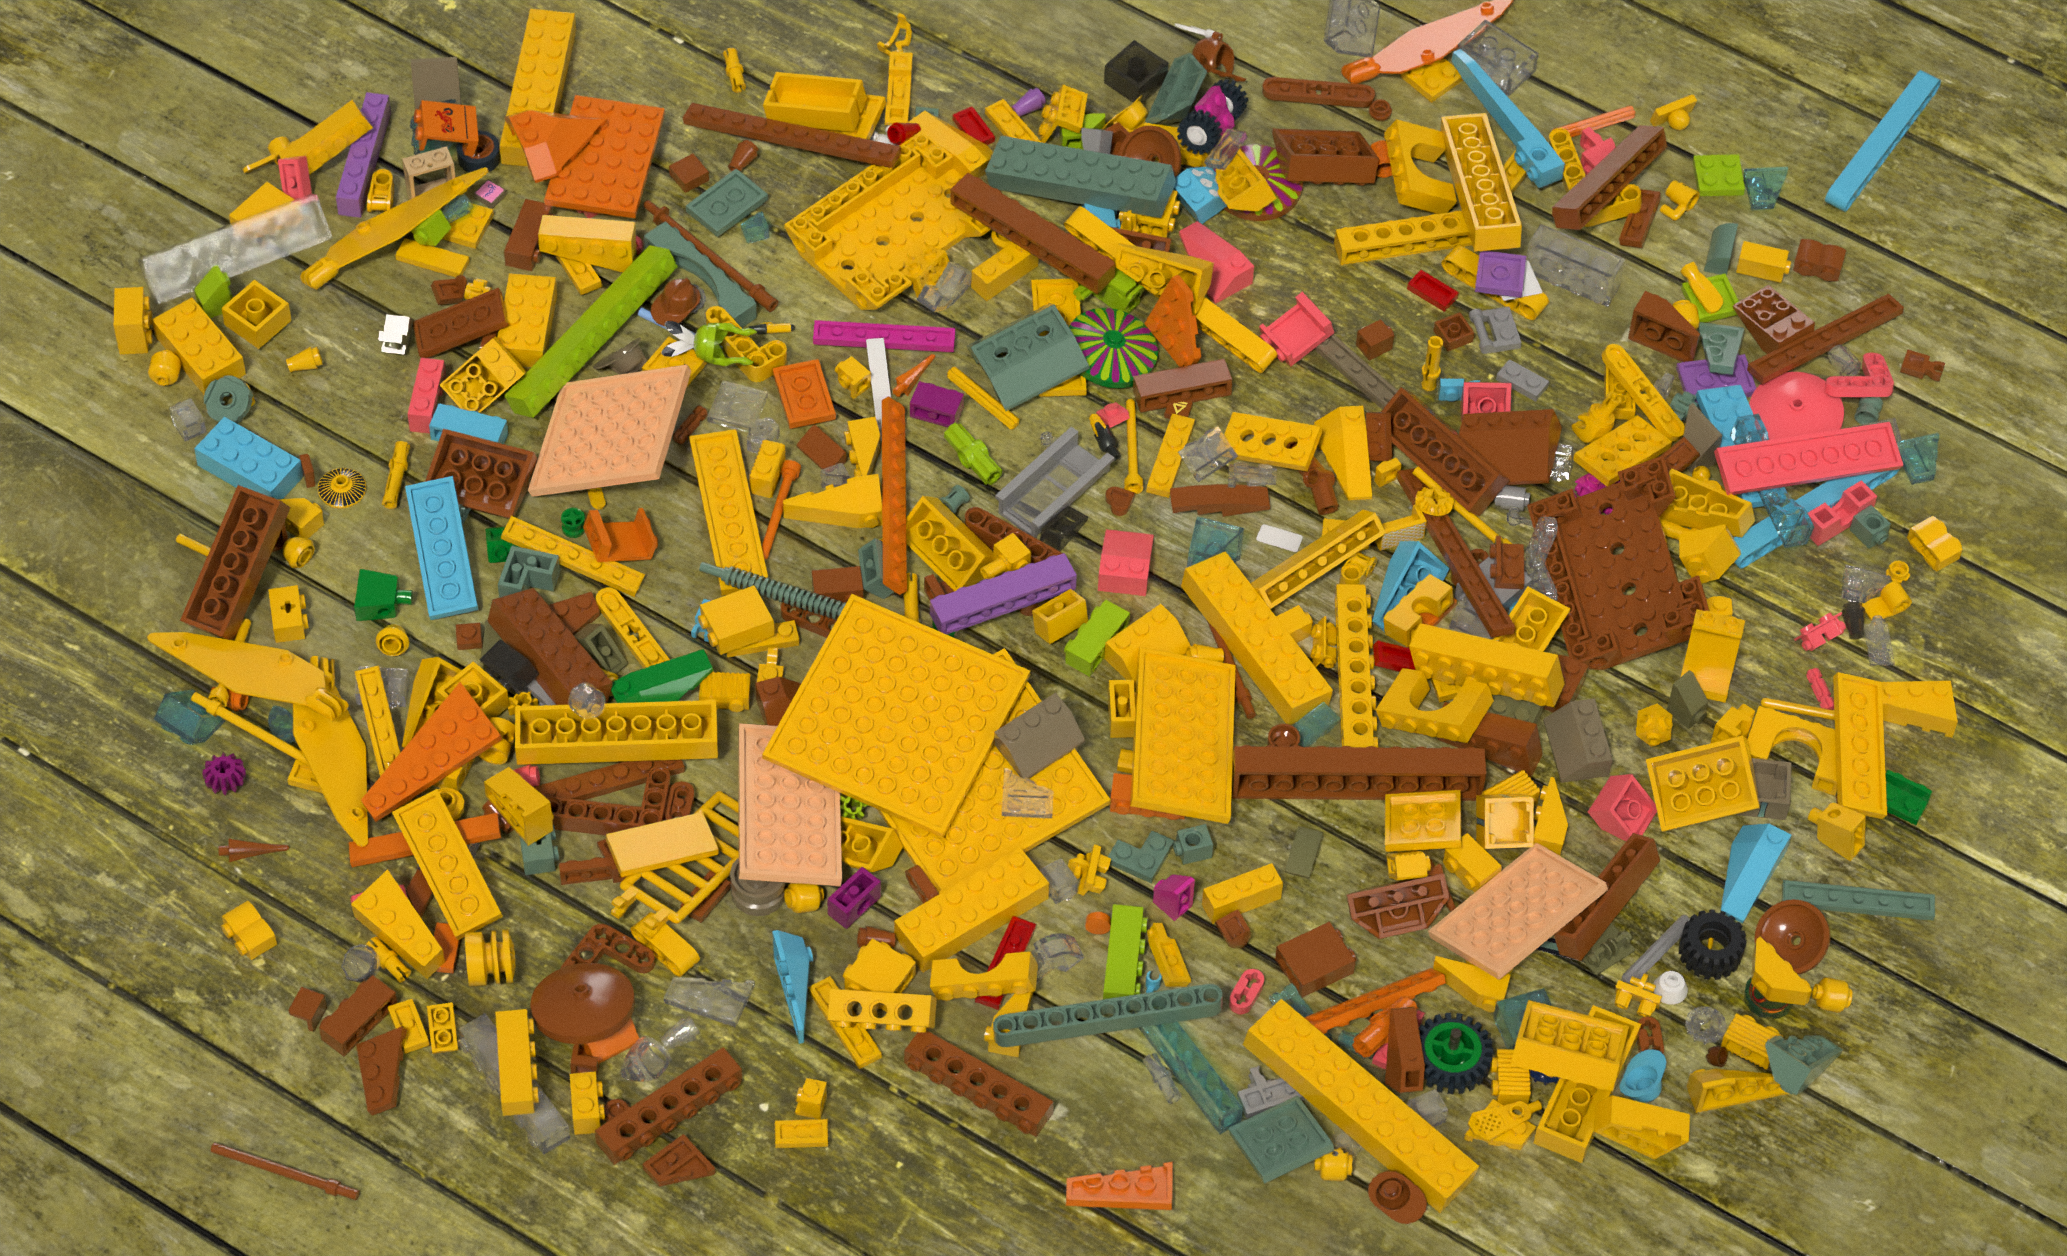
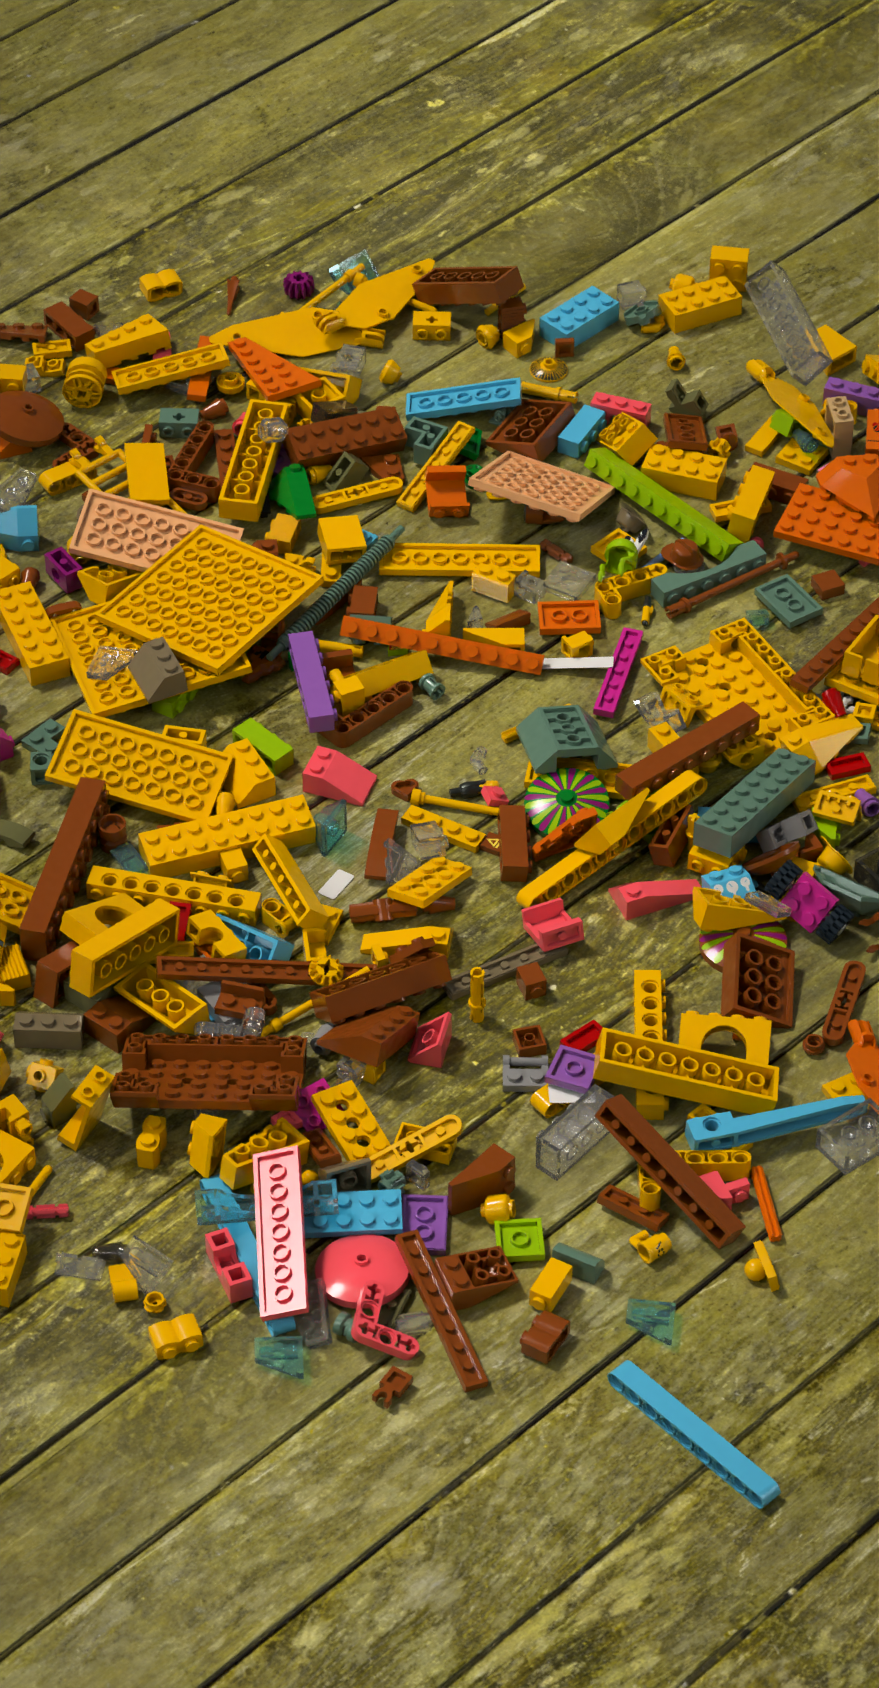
camera: 105 degrees right, 10 degrees down
(213, 292) = (748, 314): lime slope -> none
(256, 314) = (722, 332): yellow brick -> none
(295, 176) = (856, 363): coral slope -> none
(378, 717) = (319, 352): yellow tile -> none
(379, 596) = (435, 370): green torso -> none
(520, 805) = (202, 400): yellow wedge -> none
(743, 155) = (839, 617): dark orange cone -> none
(790, 471) = (490, 598): orange piece -> none
(908, 380) = (567, 680): orange piece -> none
(936, 404) = (531, 687): magenta brick -> none
(973, 453) = (477, 704): lime piece -> none
(1050, 483) = (432, 747): light grey piece -> none
(1050, 533) = (381, 736): clear smoke slope -> none
(1060, 616) = (287, 722): yellow brick -> none
(1061, 881) = (37, 686): clear brick -> none
(1086, 870) = (40, 701): yellow hips -> none
(1451, 389) = (458, 1026): medium azure plate -> none
(1522, 380) = (461, 1080): light grey plate -> none
(1598, 419) = (385, 1107): yellow piece -> none
(1702, 288) = (526, 1227): yellow piece -> none
(1718, 175) = (680, 1286): lime plate -> none
(1721, 346) = (455, 1229): sand green wing -> none
(1812, 635) = (106, 1217): coral hinge -> none
(1870, 527) = (210, 1291): sand green brick -> none

